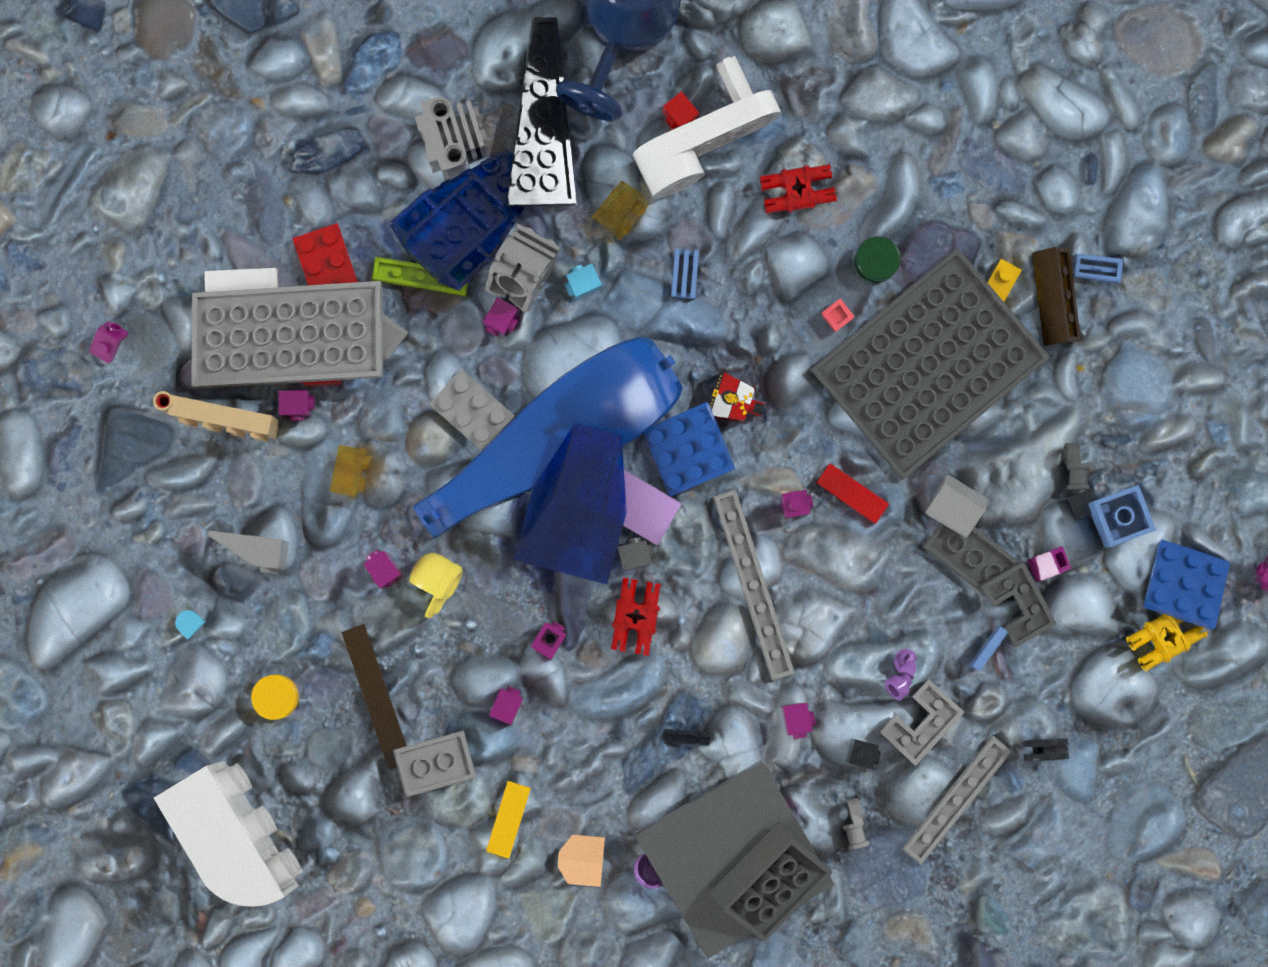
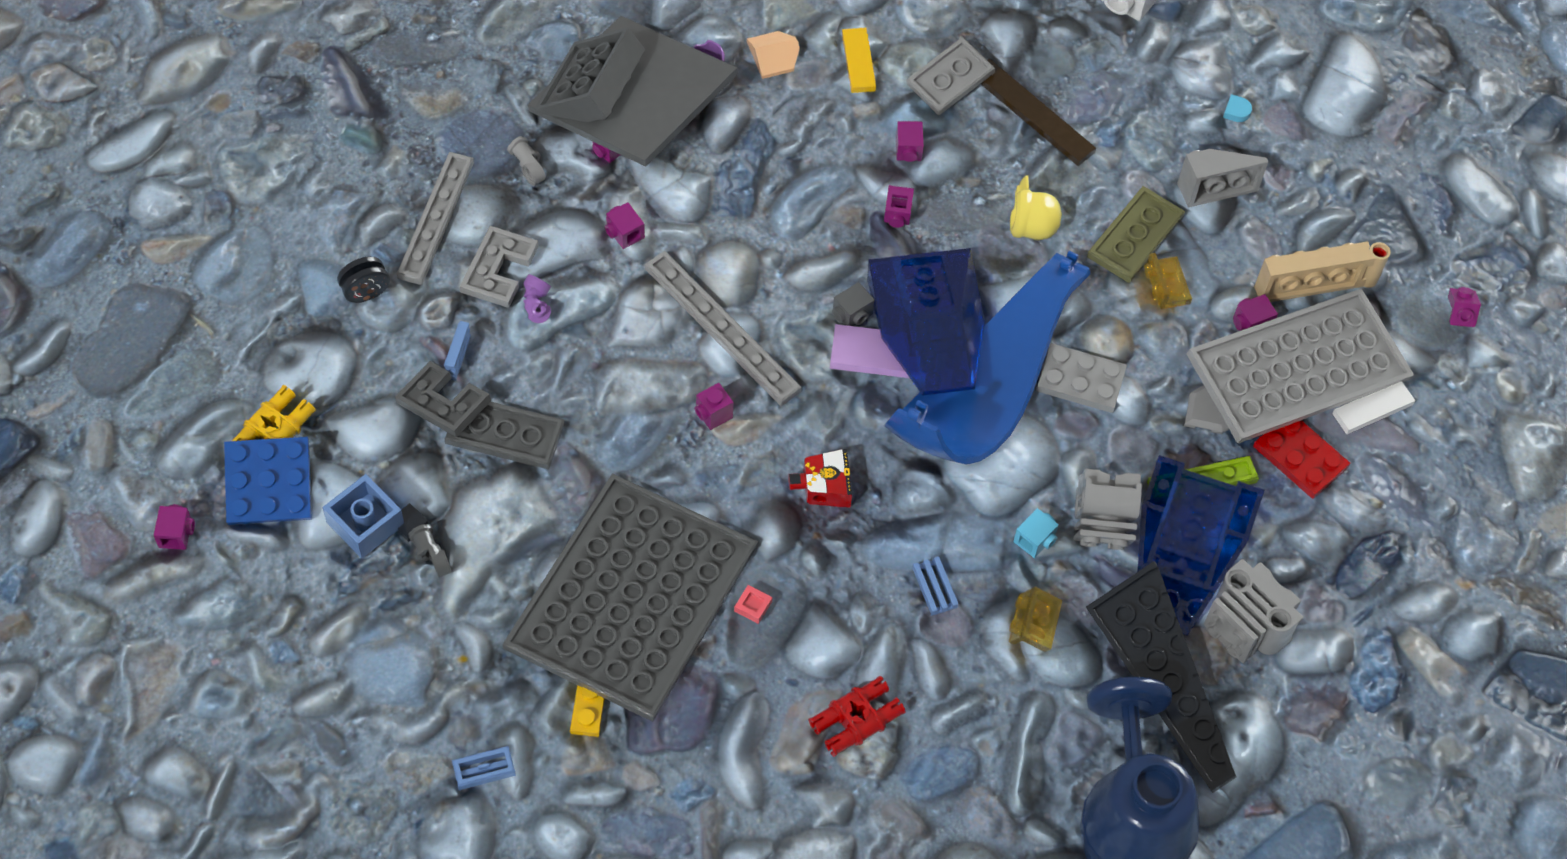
camera: 160 degrees right, 25 degrees down
(275, 697) = (1125, 77): yellow head -> none
(351, 531) = (1135, 234): none -> olive tile
(383, 569) = (1088, 202): magenta brick -> none
(501, 318) = (1101, 459): magenta brick -> none
(647, 609) = (825, 256): red pin -> none
(671, 159) = (1008, 678): white beam -> none
(679, 111) = (1023, 742): red brick -> none
(686, 737) = (725, 177): black axle -> none
(689, 449) = (845, 414): blue plate -> none
(852, 493) = (659, 443): red tile -> none
(863, 754) = (546, 217): black brick -> none
(877, 259) = (736, 676): dark green head -> none
(957, 506) = (544, 468): light grey slope -> none
(1049, 564) = (424, 444): magenta brick -> none
(1056, 296) = (518, 718): dark brown panel -> none

